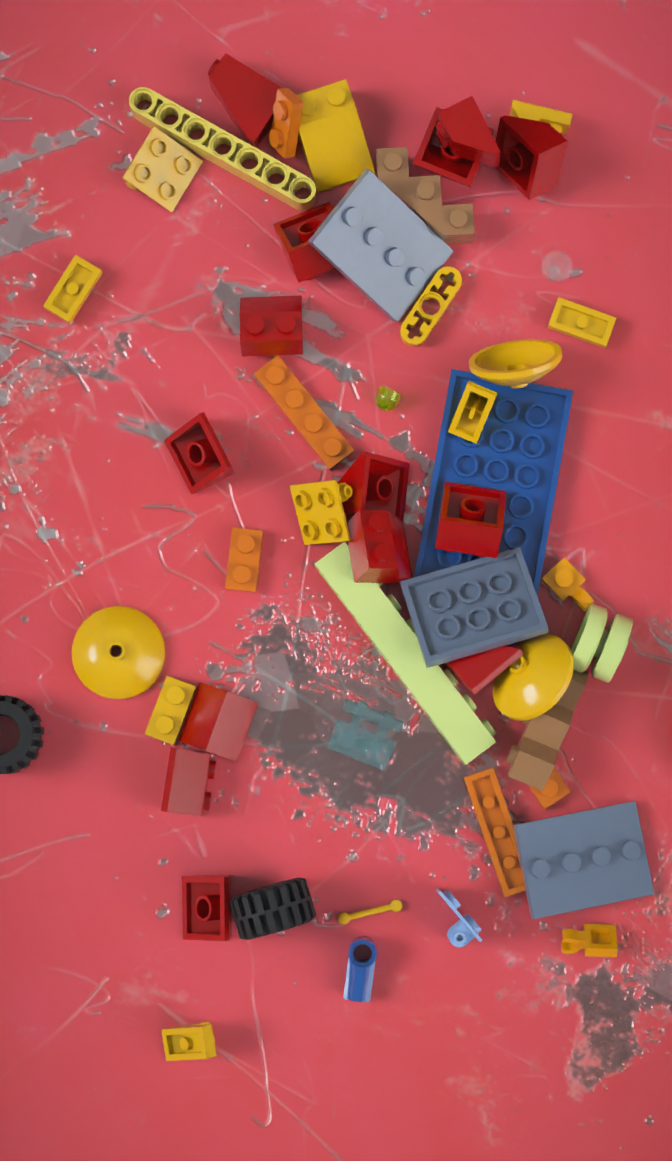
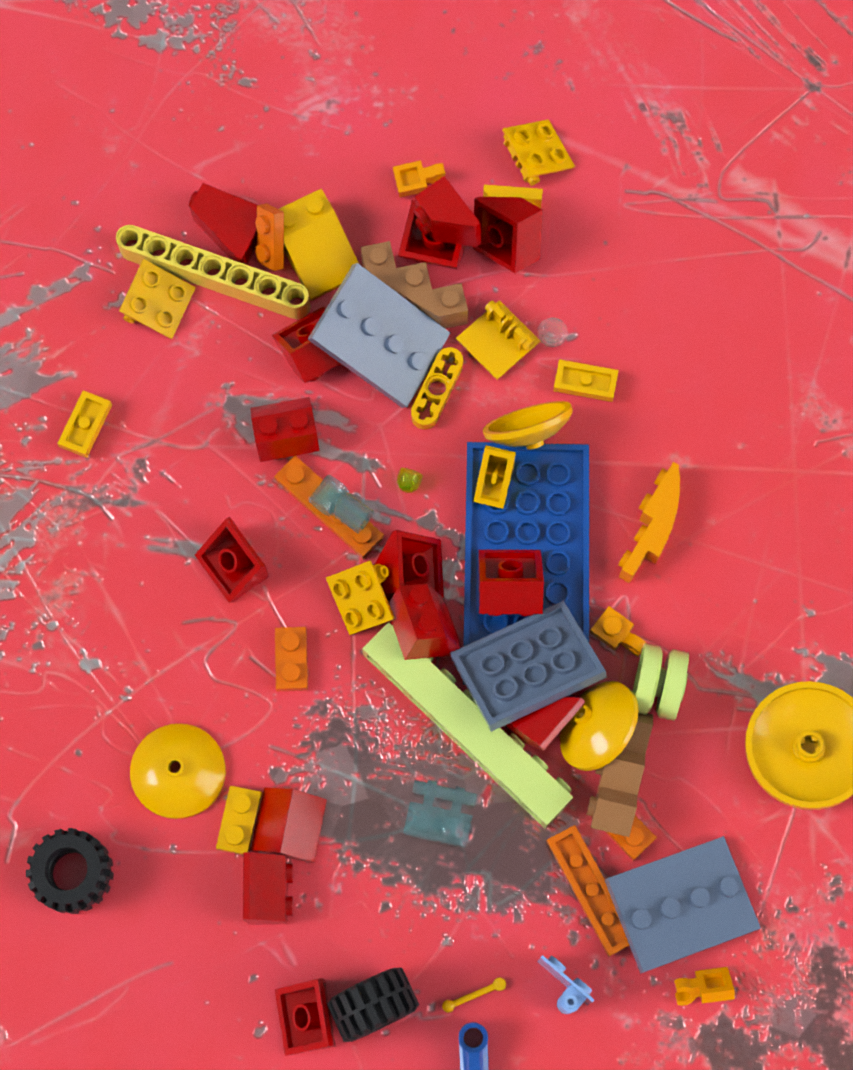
camera: 10 degrees left, 10 degrees down
(311, 410) = (334, 499): none -> clear light blue piece
(442, 78) = (413, 178): none -> light orange plate
(500, 265) = (497, 339): none -> yellow hinge
(574, 67) = (536, 150): none -> yellow hinge
(631, 474) = (659, 515): none -> light orange slope

